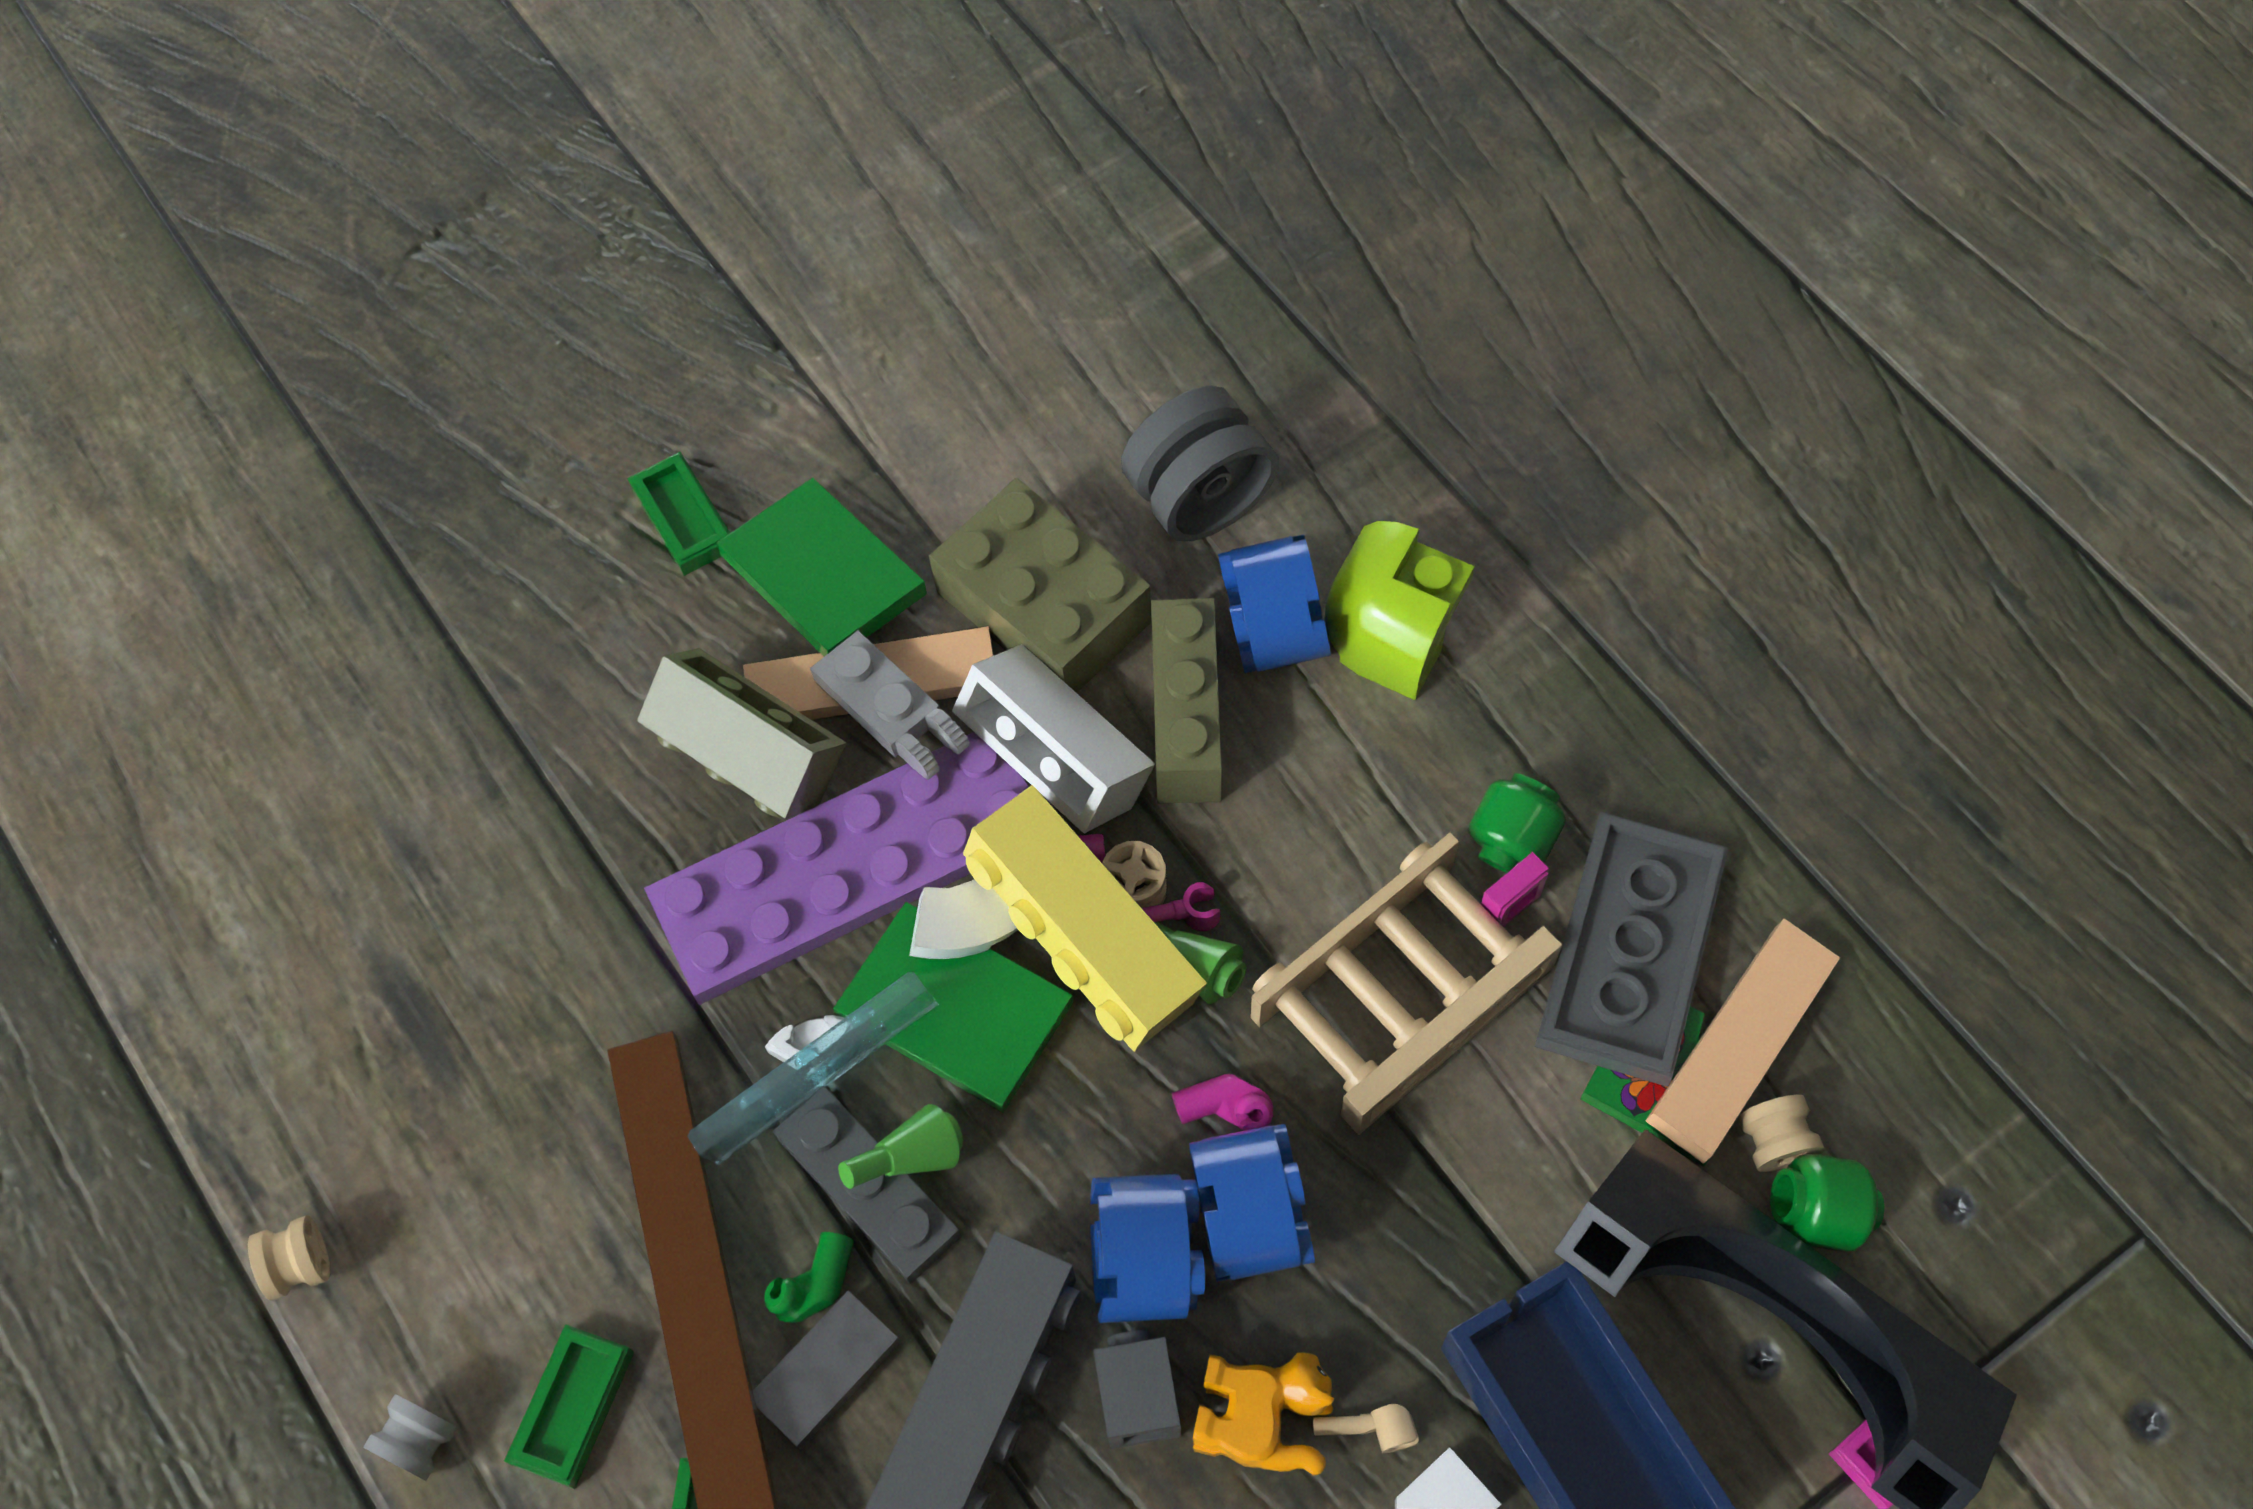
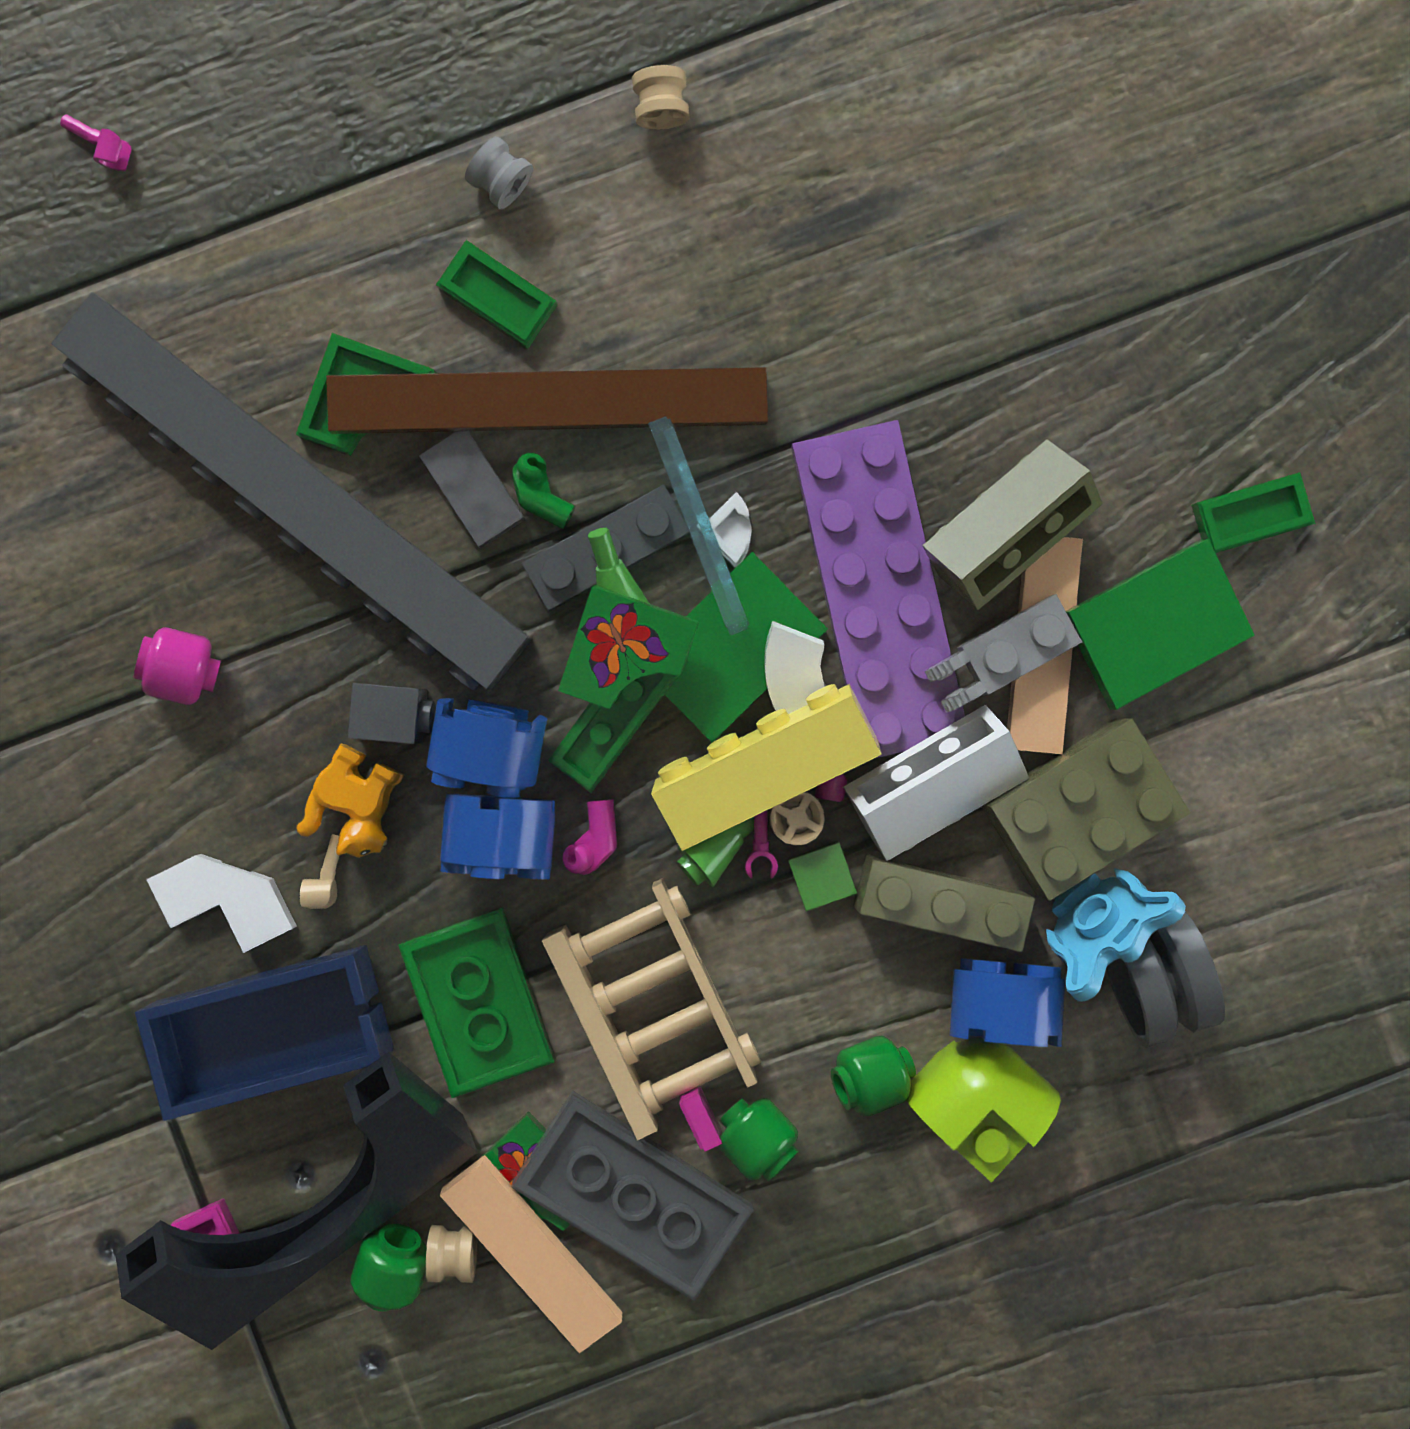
camera: 100 degrees right, 25 degrees up
(975, 1112) = (623, 642): none -> green tile
(1061, 1111) = (604, 733): none -> green tile
(1157, 523) = (1106, 923): none -> medium azure tile
(1195, 839) = (822, 876): none -> bright green tile
(1404, 723) = (873, 1076): none -> green head
(1467, 1193) = (477, 1002): none -> green tile

